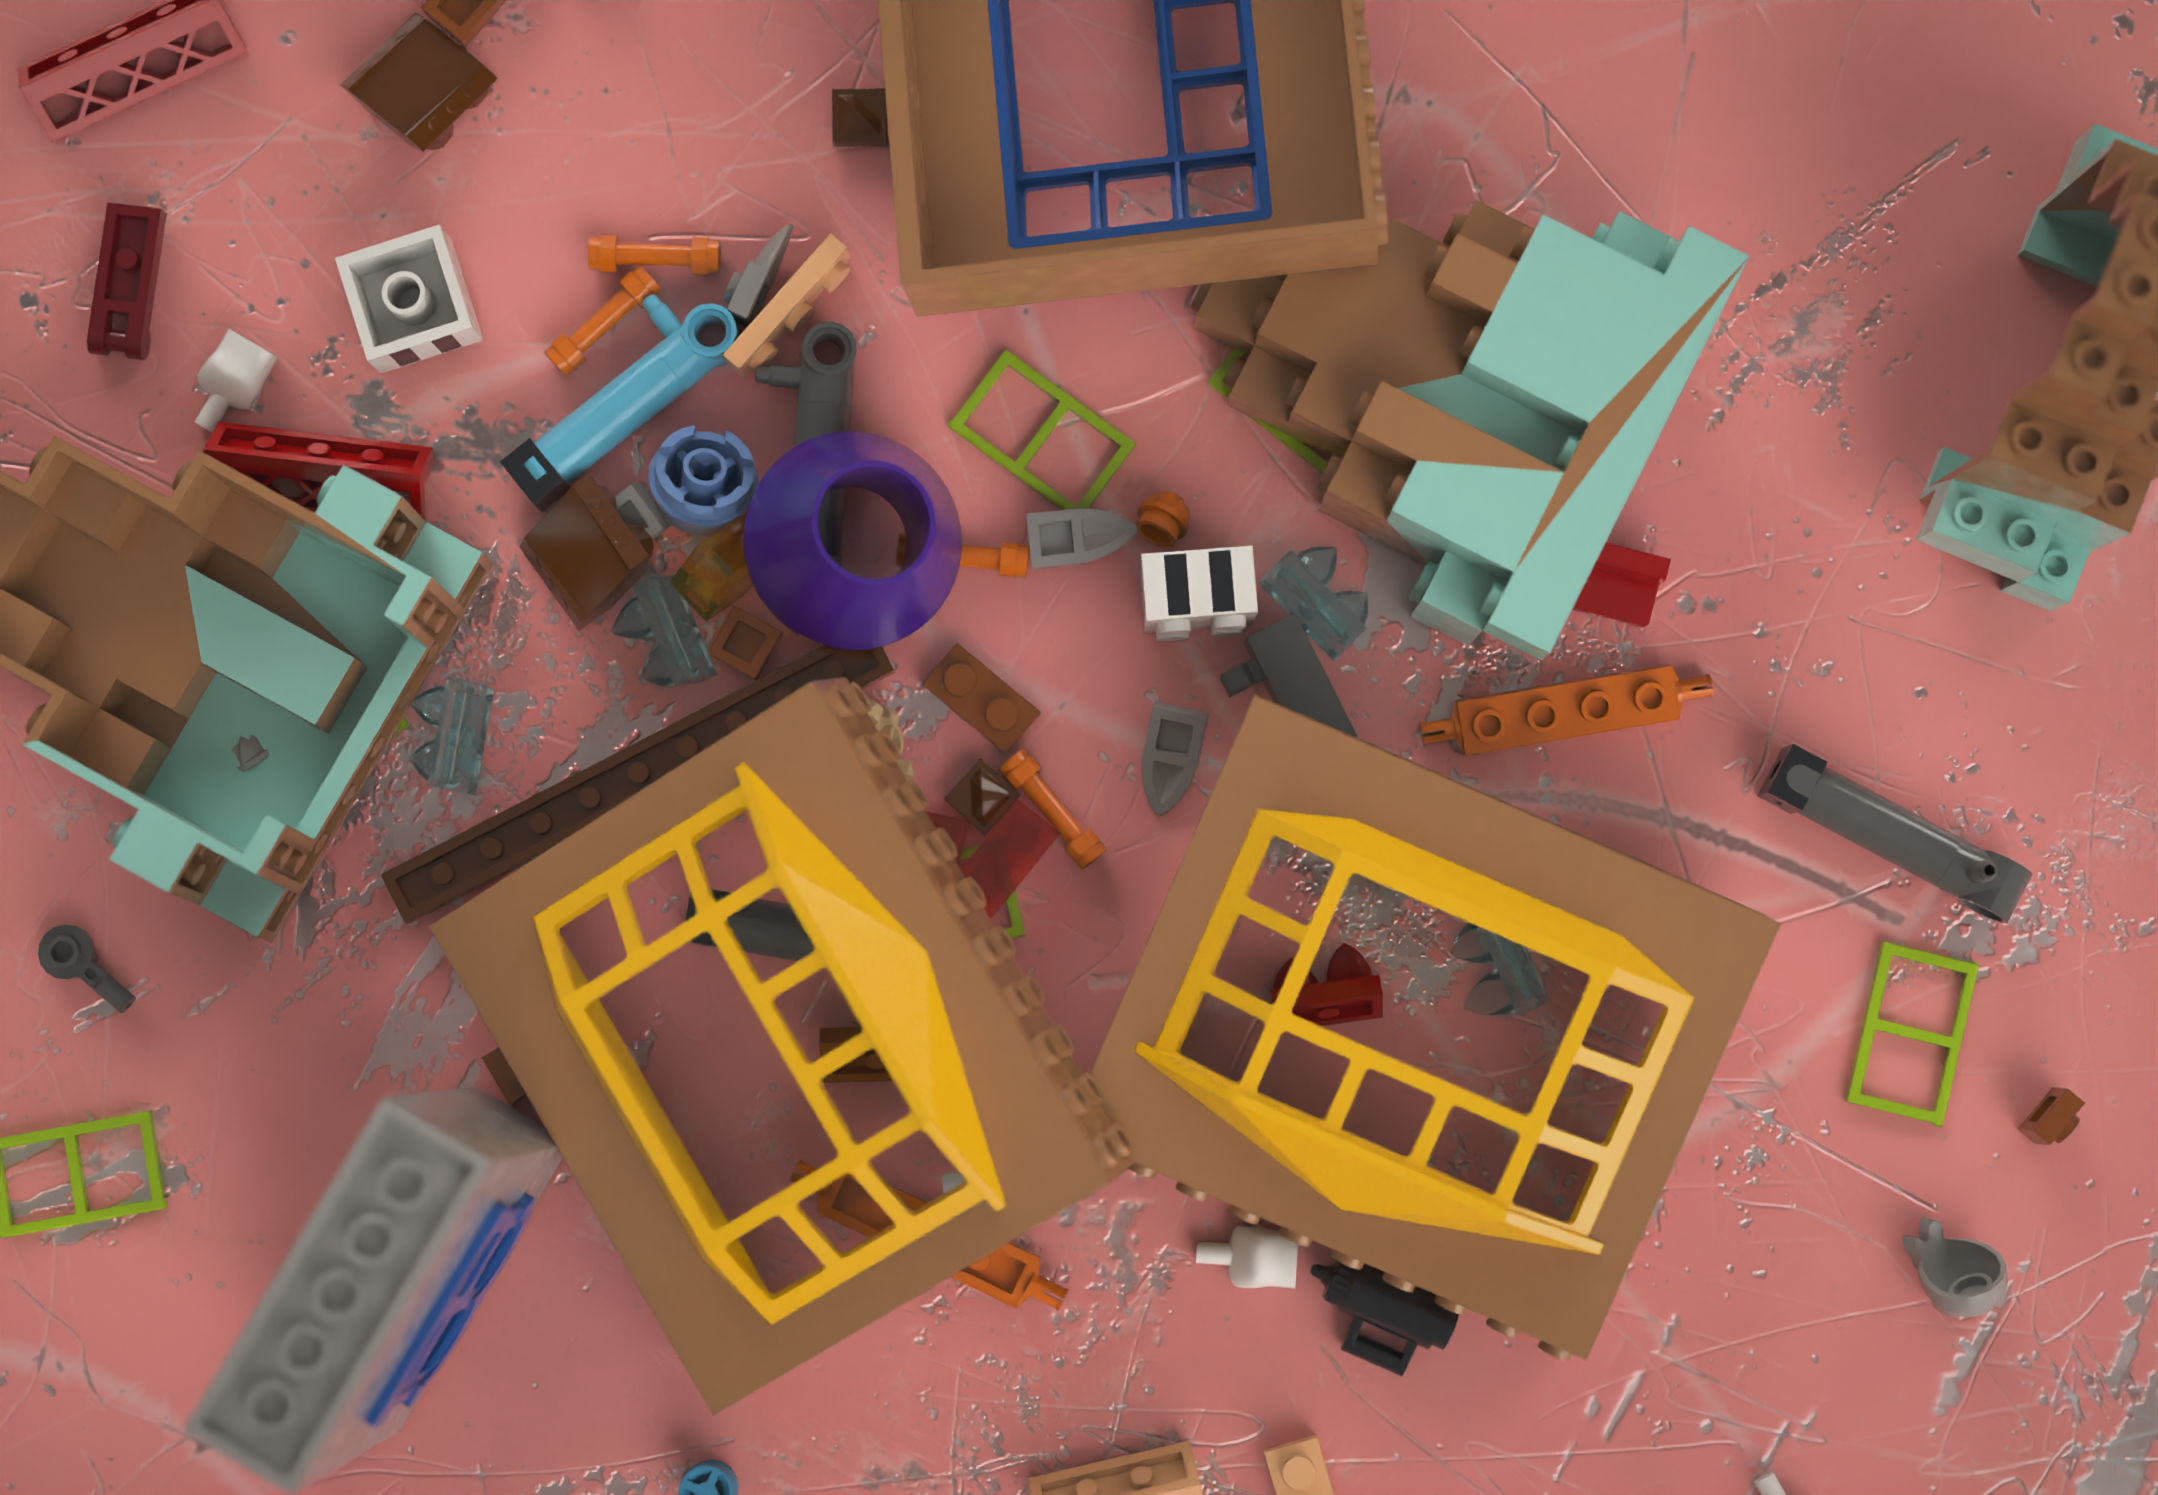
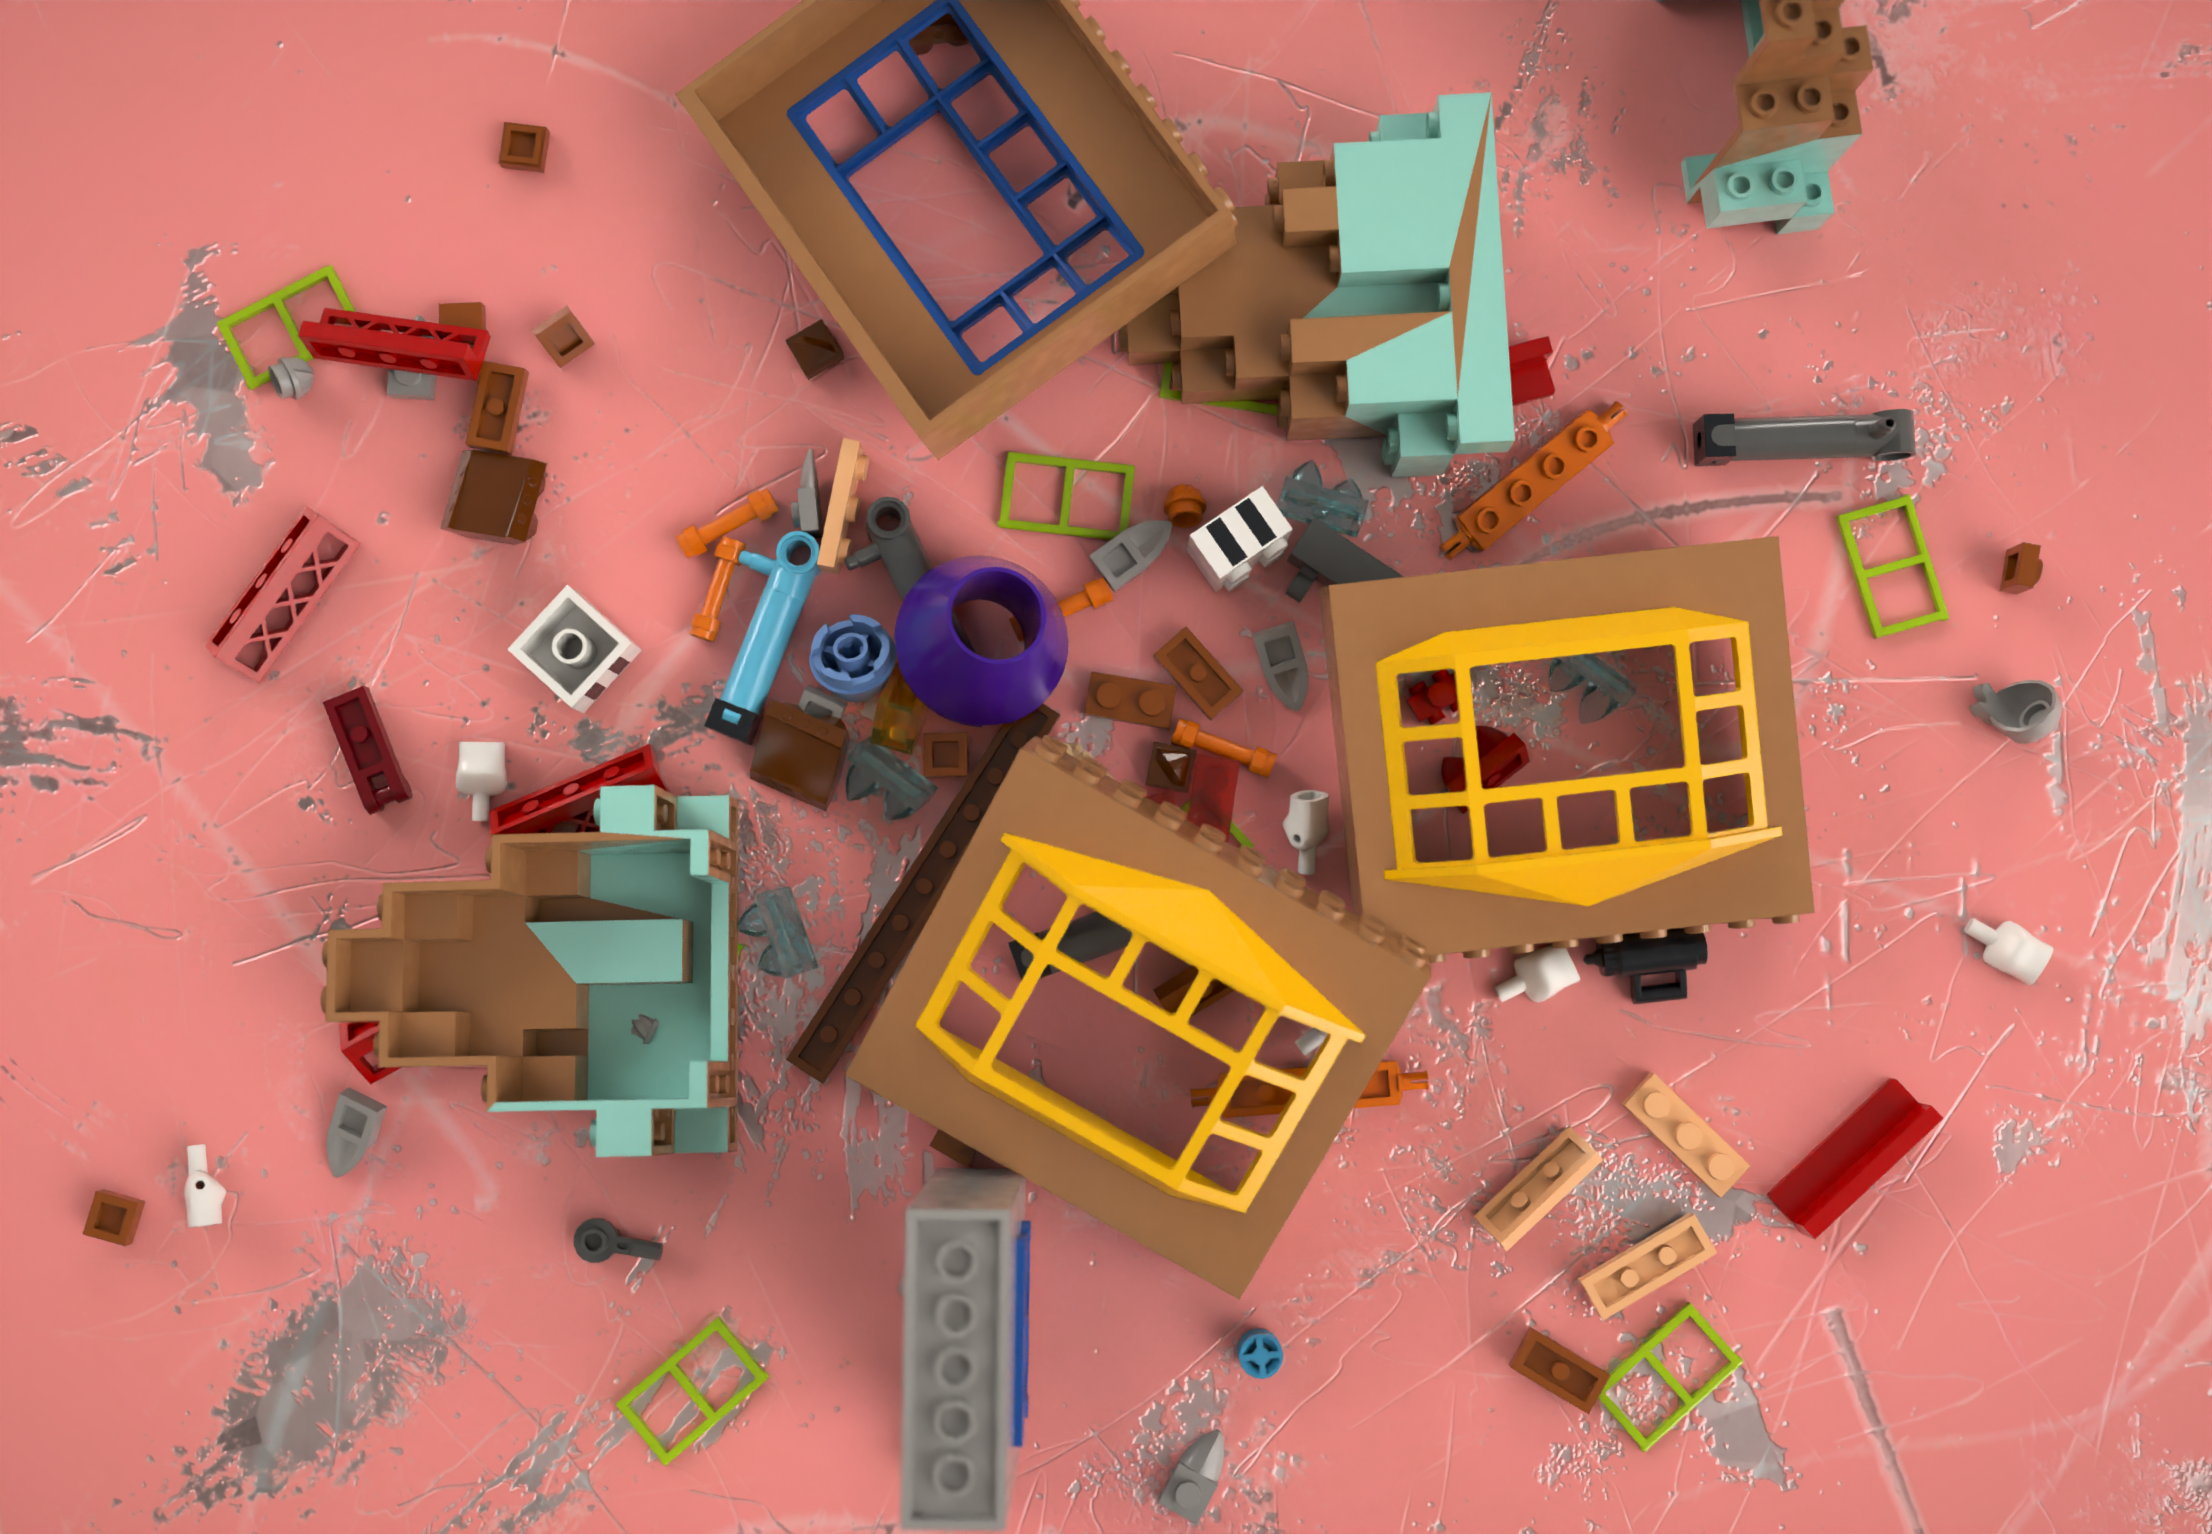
camera: 30 degrees left, 0 degrees up
(1071, 711) = (1198, 673): none -> dark orange plate
(1093, 946) = (1307, 826): none -> white piece
(1307, 885) = (1429, 701): none -> red piece

